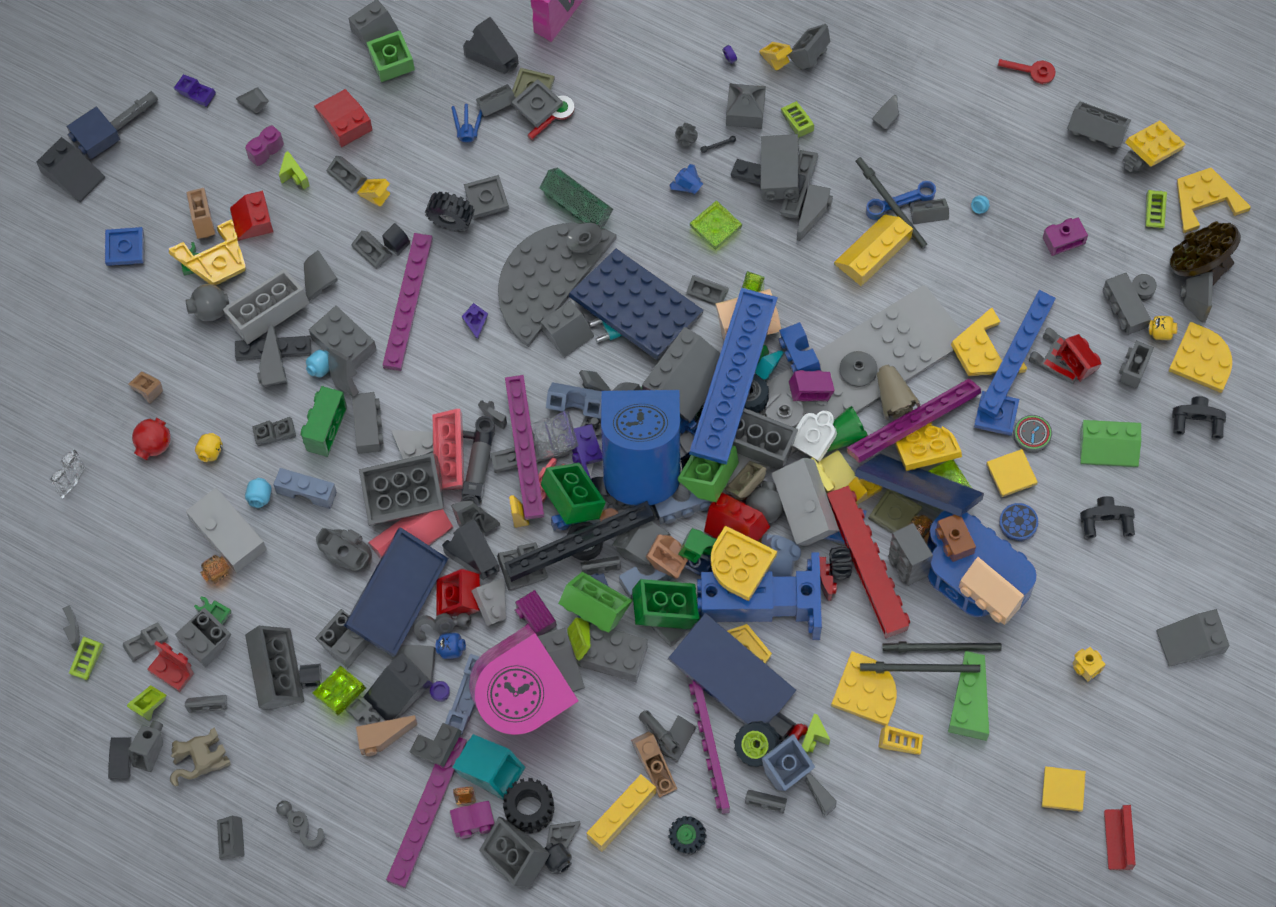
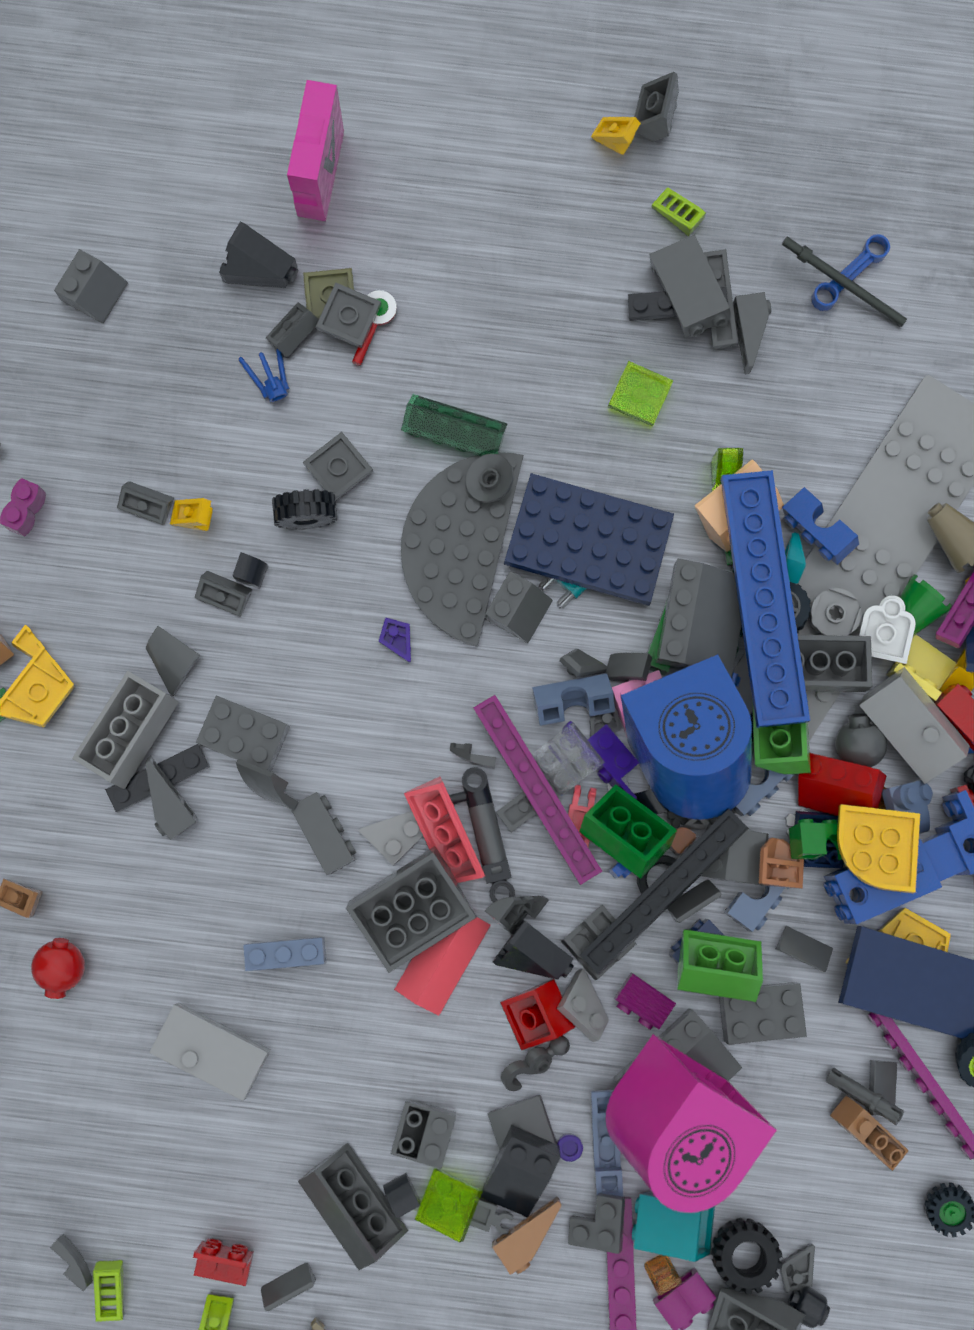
camera: 30 degrees left, 15 degrees up
(144, 643) = (173, 1238): dark grey slope -> none
(203, 637) = (246, 1208): dark grey slope -> none
(207, 302) = (47, 755): dark grey brick -> none
(208, 447) = (137, 948): yellow head -> none
(214, 569) = (219, 1110): clear orange head -> none
(218, 610) = (247, 1164): green plate -> none
(251, 216) = (49, 611): red slope -> none
(258, 492) = (228, 983): medium azure head -> none
(272, 432) = (209, 890): dark grey slope -> none
(291, 169) = (70, 526): lime slope -> none
(317, 363) = (226, 778): medium azure head -> none
(323, 421) = (269, 857): green brick -> none
(331, 540) = (354, 1001): dark grey piece -> none
(344, 117) = (107, 426): red slope -> none
(390, 56) = (131, 321): bright green brick -> none
(396, 592) = (464, 1050): dark blue tile -> none
(407, 302) = (300, 647): magenta plate -> none
(450, 646) = (559, 1086): blue head -> none
(517, 512) = (565, 878): yellow slope -> none
(579, 637) = (714, 1012): lime slope -> none
(621, 813) = (860, 1216): yellow brick -> none
(665, 604) = (802, 929): green brick -> none
(686, 134) = (553, 285): dark grey gear -> none
(687, 180) = (580, 348): blue rock -> none
(707, 289) = (666, 484): dark grey slope -> none
(729, 54) = (559, 155): dark purple tile -> none
(732, 139) = (608, 270): black hinge -> none
(745, 106) = (610, 218): dark grey piece -> none
(746, 480) = (832, 725): dark tan slope -> none
(811, 386) = (857, 569): magenta brick -> none
(858, 376) = (888, 526): dark grey dish -> none
(874, 248) = (846, 349): yellow slope -> none
(888, 113) = (787, 162): dark grey slope -> none
(929, 211) = (889, 272): dark grey slope -> none
(980, 204) = (949, 241): medium azure plate -> none
(1041, 71) = (946, 35): red piece -> none

